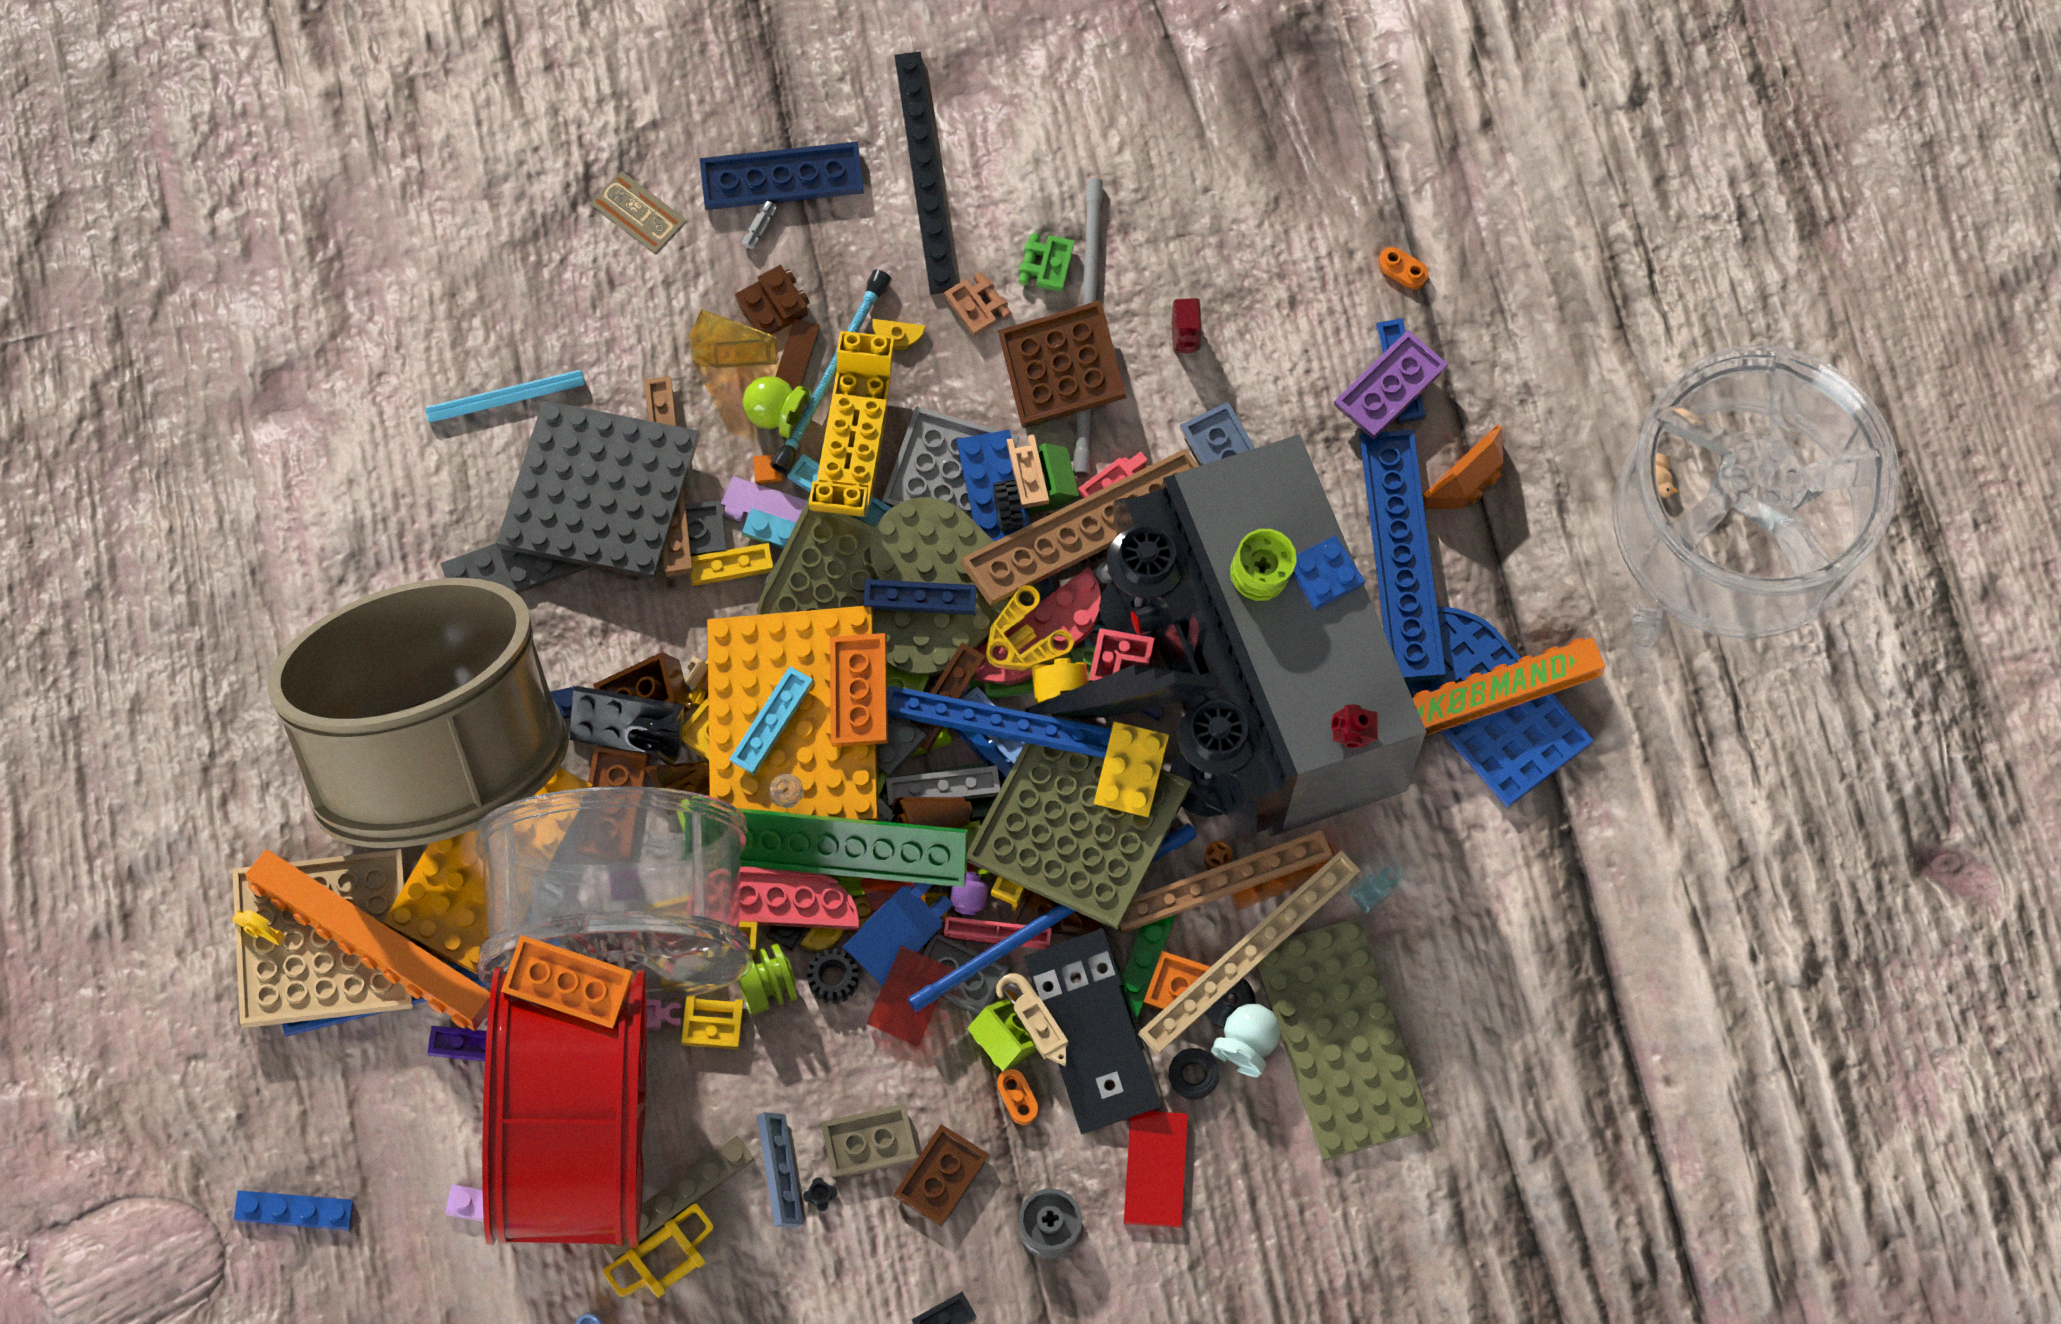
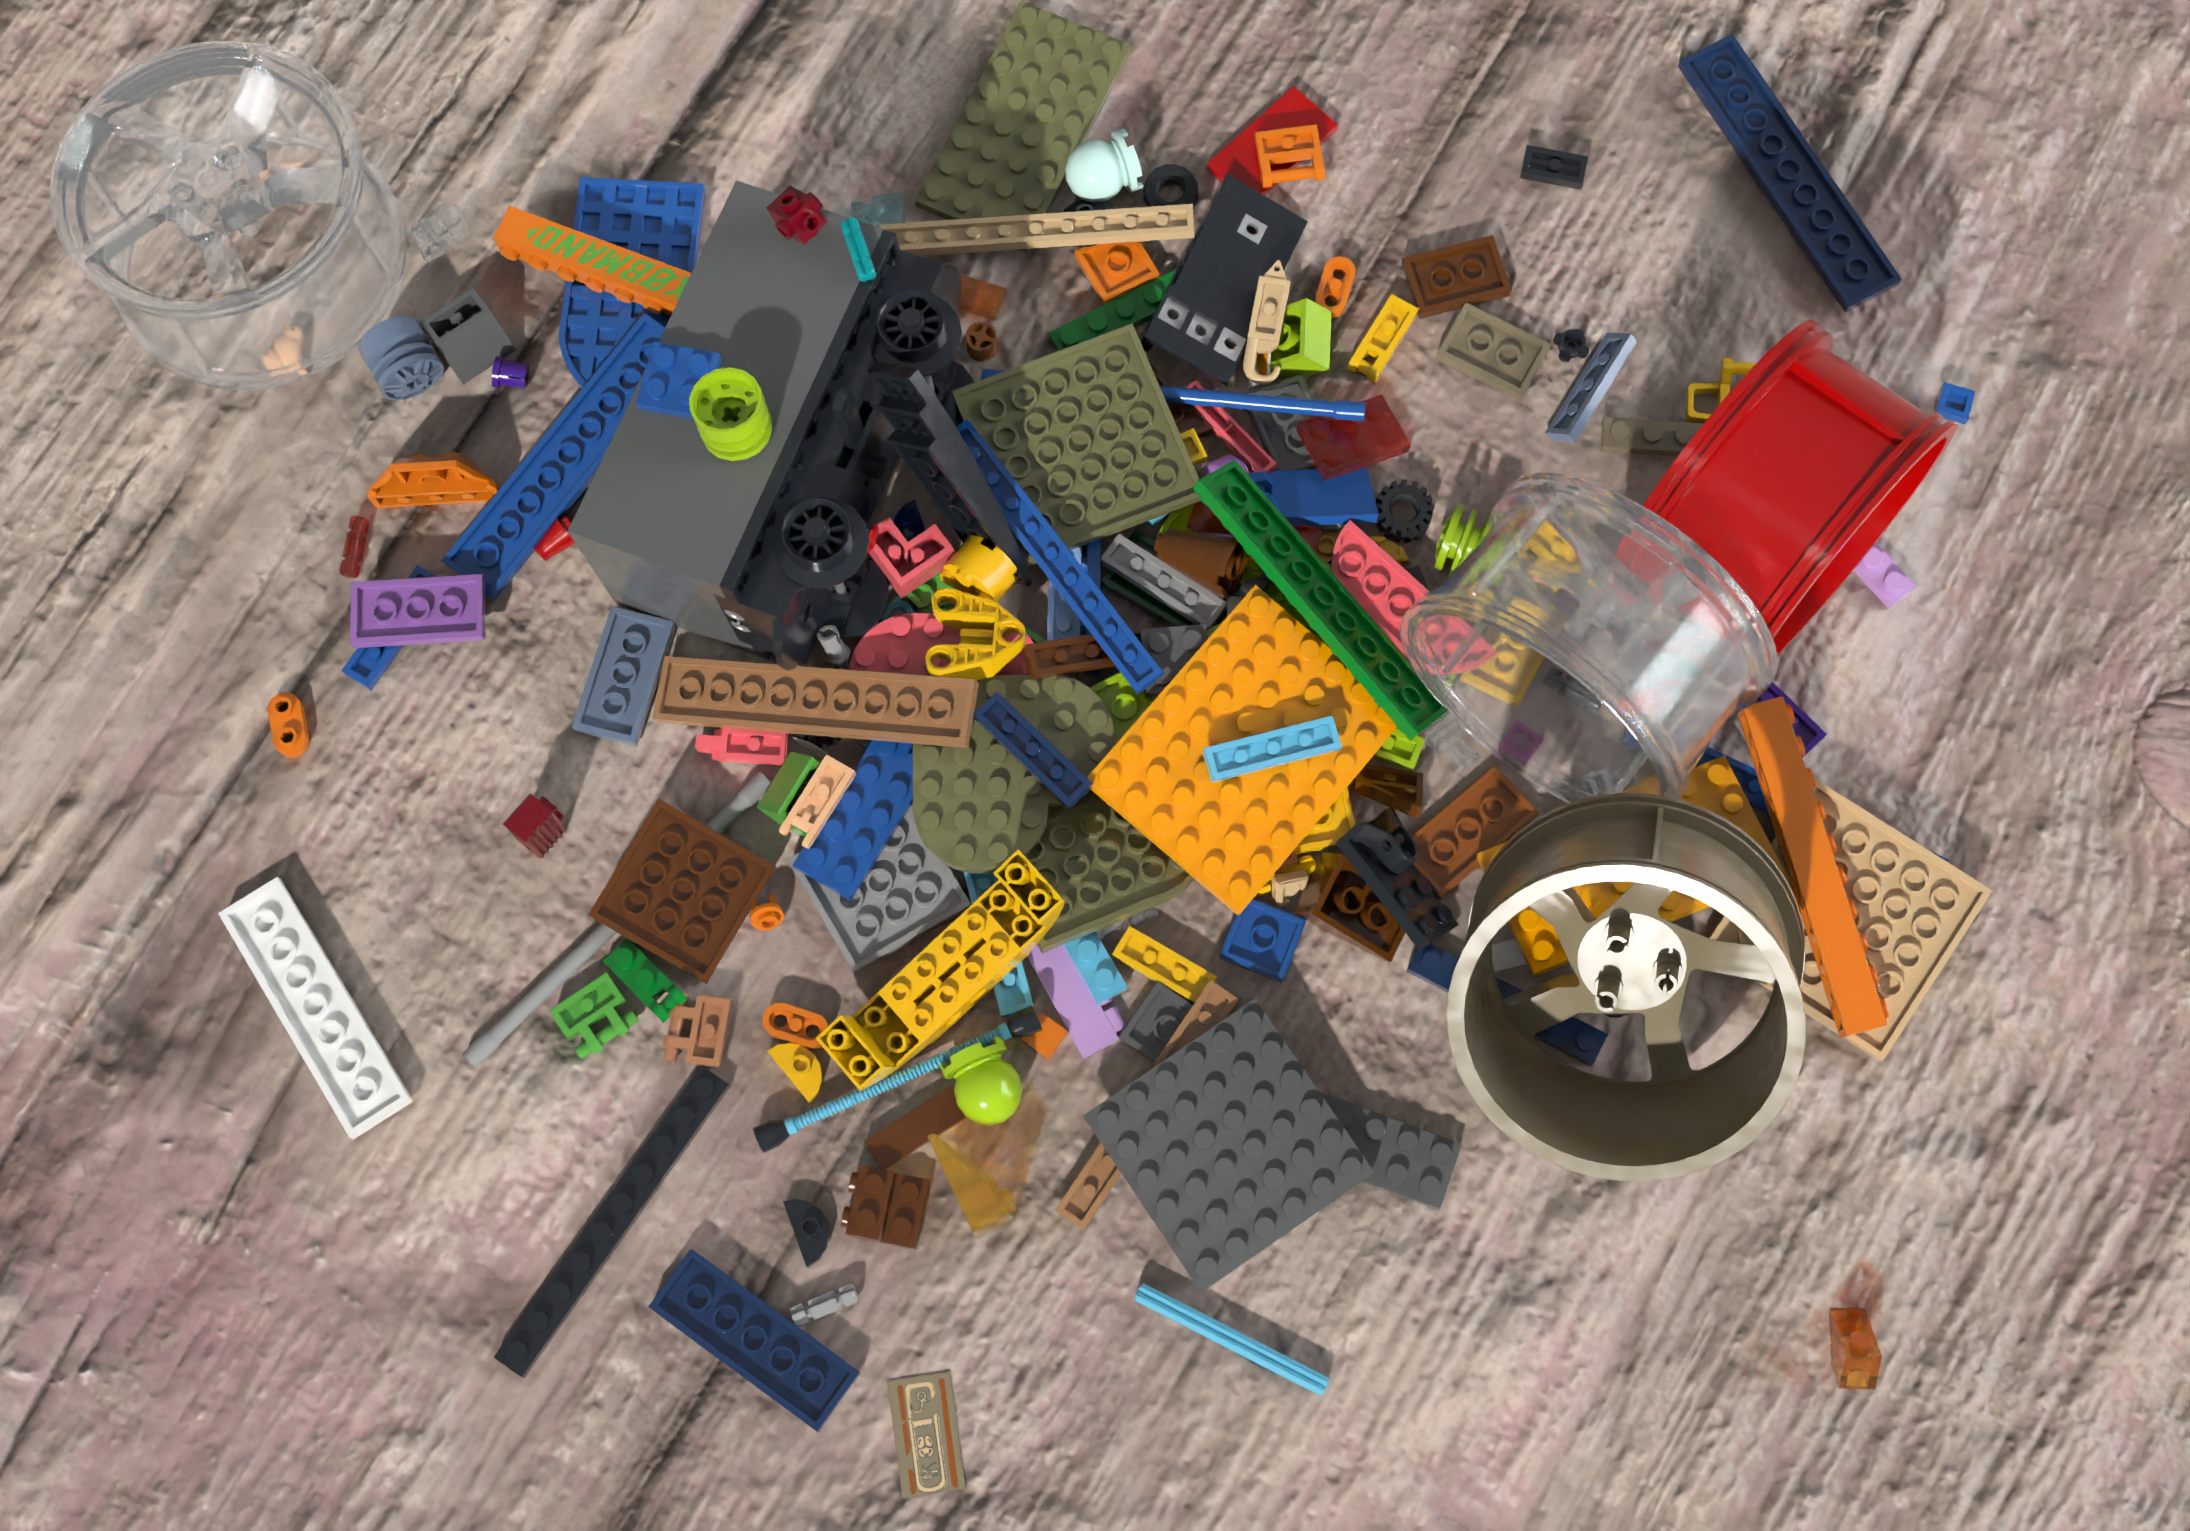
camera: 135 degrees left, 5 degrees up
(125, 683) = (1853, 1348): none -> clear orange slope
(257, 926) = (1909, 972): yellow plate -> none
(293, 1210) = (2053, 699): blue plate -> none
(567, 981) = (1738, 520): orange plate -> none
(682, 628) = (1263, 940): none -> blue plate
(789, 798) = (1307, 683): clear plate -> none
(807, 257) = (810, 1229): none -> black plate
(858, 690) = (1171, 701): orange plate -> none
(920, 351) = (797, 1024): none -> orange plate
(952, 1089) = (1383, 338): none -> yellow plate
(998, 398) = (766, 915): none -> orange plate
(1007, 505) = (870, 771): black tyre -> none
(1032, 301) = (644, 979): none -> green plate
(1053, 1207) = (1402, 163): dark grey wheel -> none
(1131, 769) = (1003, 428): yellow plate -> none
(1139, 1167) = (1289, 146): none -> orange plate
(1214, 135) = (315, 1008): none -> white plate
(1226, 880) = (1026, 314): medium nougat plate -> none
(1297, 743) = (858, 249): none -> teal axle
(1357, 506) = (555, 539): none -> red cone
(1479, 397) = (354, 547): none -> clear red axle
(1499, 578) = (509, 373): none -> dark purple bush
(1548, 575) = (467, 335): none -> dark grey slope
(1570, 521) = (400, 358): none -> sand blue wheel

